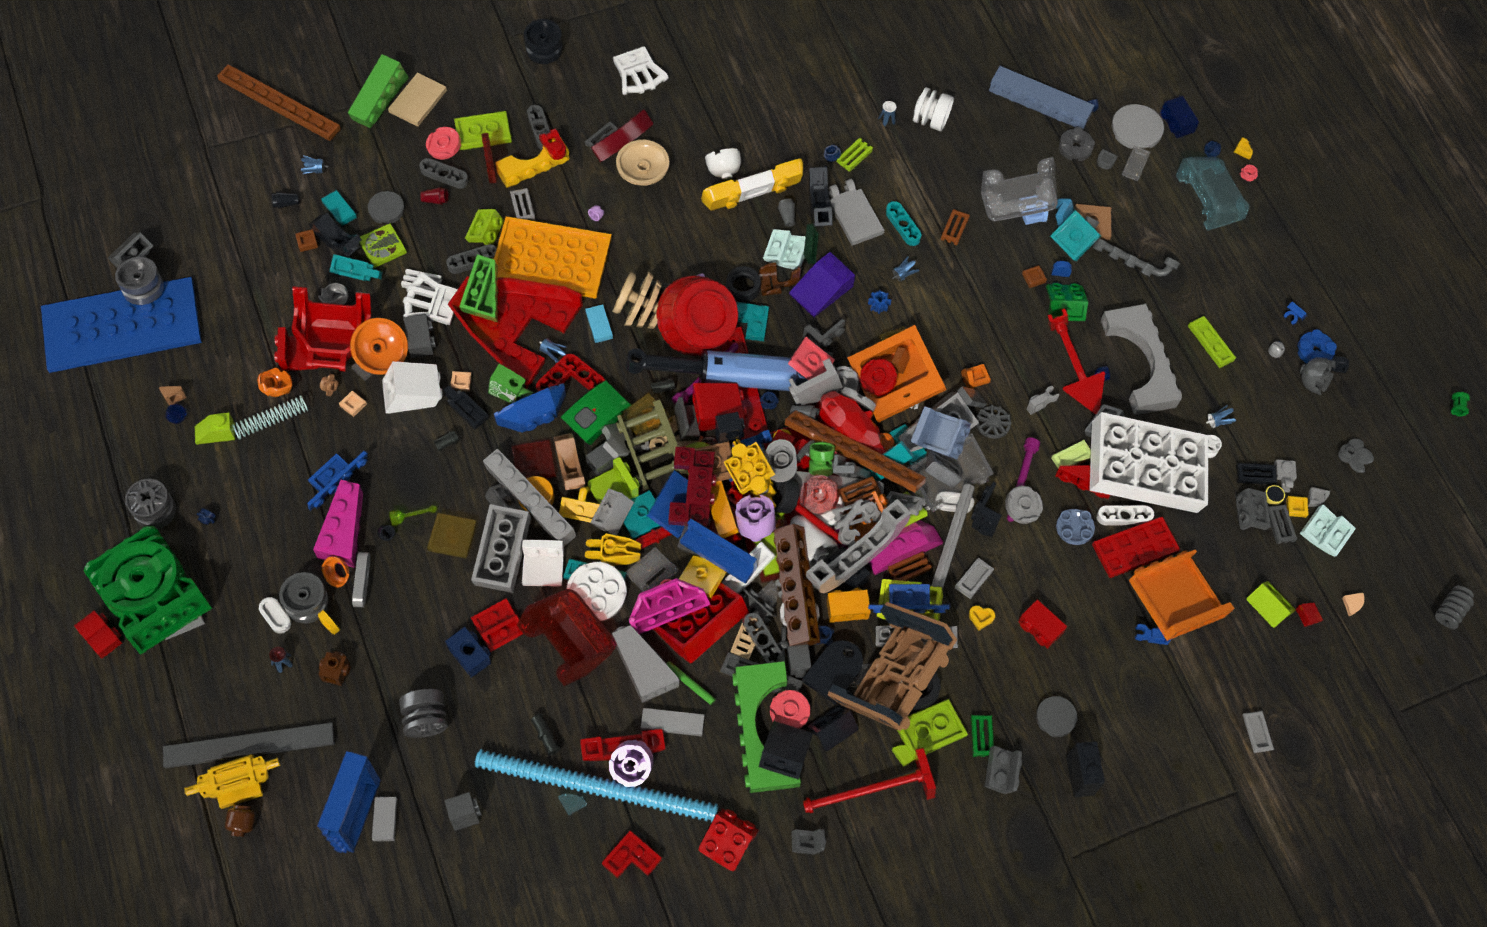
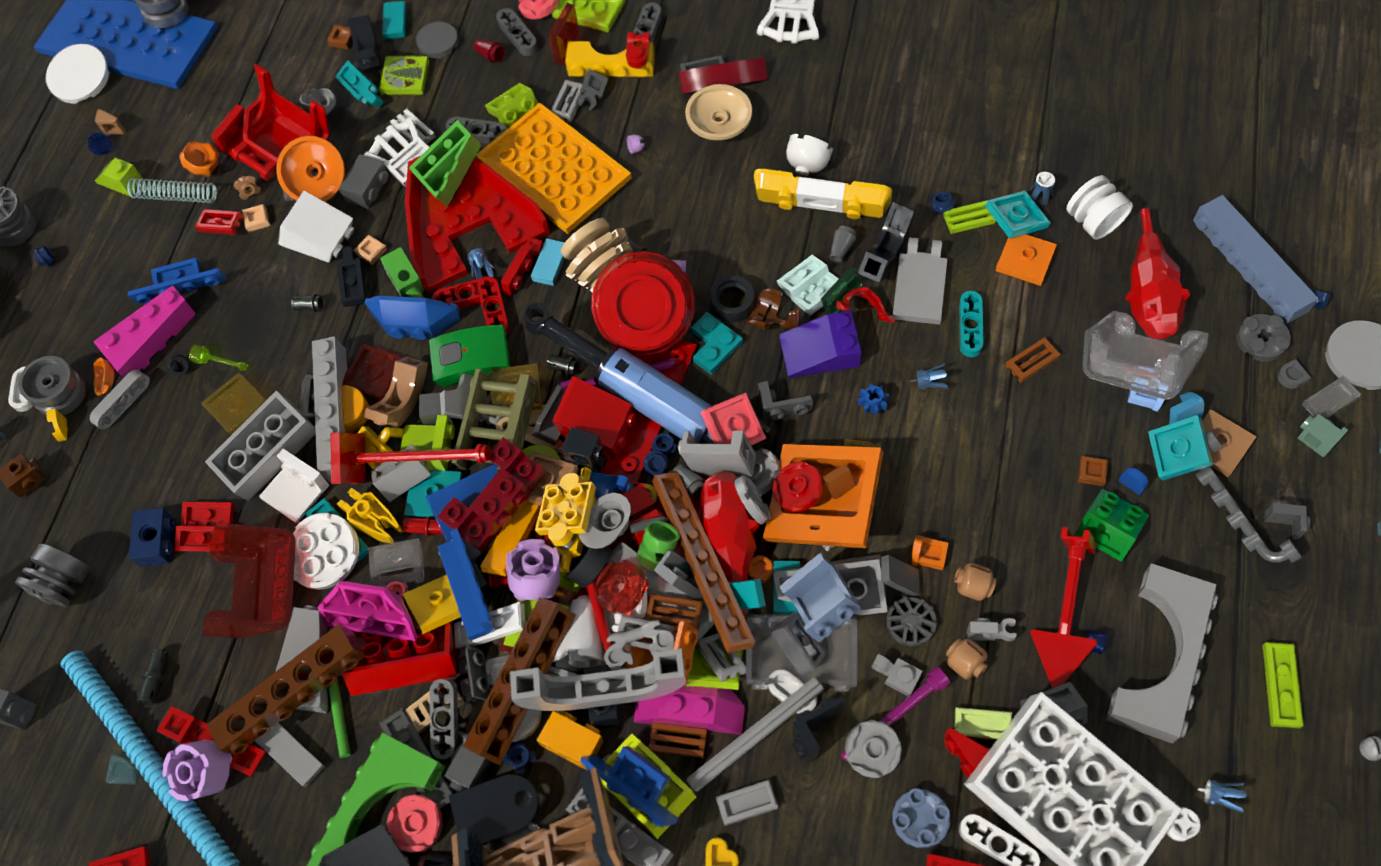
camera: 45 degrees right, 0 degrees up
(107, 370) = (77, 73): none -> white tile
(328, 423) = (217, 225): none -> red tile
(536, 187) = (593, 88): none -> dark grey plate
(577, 518) = (350, 459): none -> red tile
(582, 332) = (521, 263): none -> red hinge
(671, 628) = (250, 709): none -> reddish brown brick
(772, 414) = (655, 462): none -> dark blue plate
(833, 239) = (873, 299): none -> red helmet
(884, 138) = (1017, 214): none -> teal plate
(907, 164) = (1026, 258): none -> orange plate
(998, 142) = (1155, 286): none -> red piece
(1008, 455) = (900, 676): none -> light grey plate
(1014, 377) = (975, 581): none -> medium nougat head
(1040, 424) = (967, 658): none -> medium nougat head
(1144, 187) = (1320, 434): none -> sand green brick
(1157, 243) = (1286, 513): none -> dark grey bracket

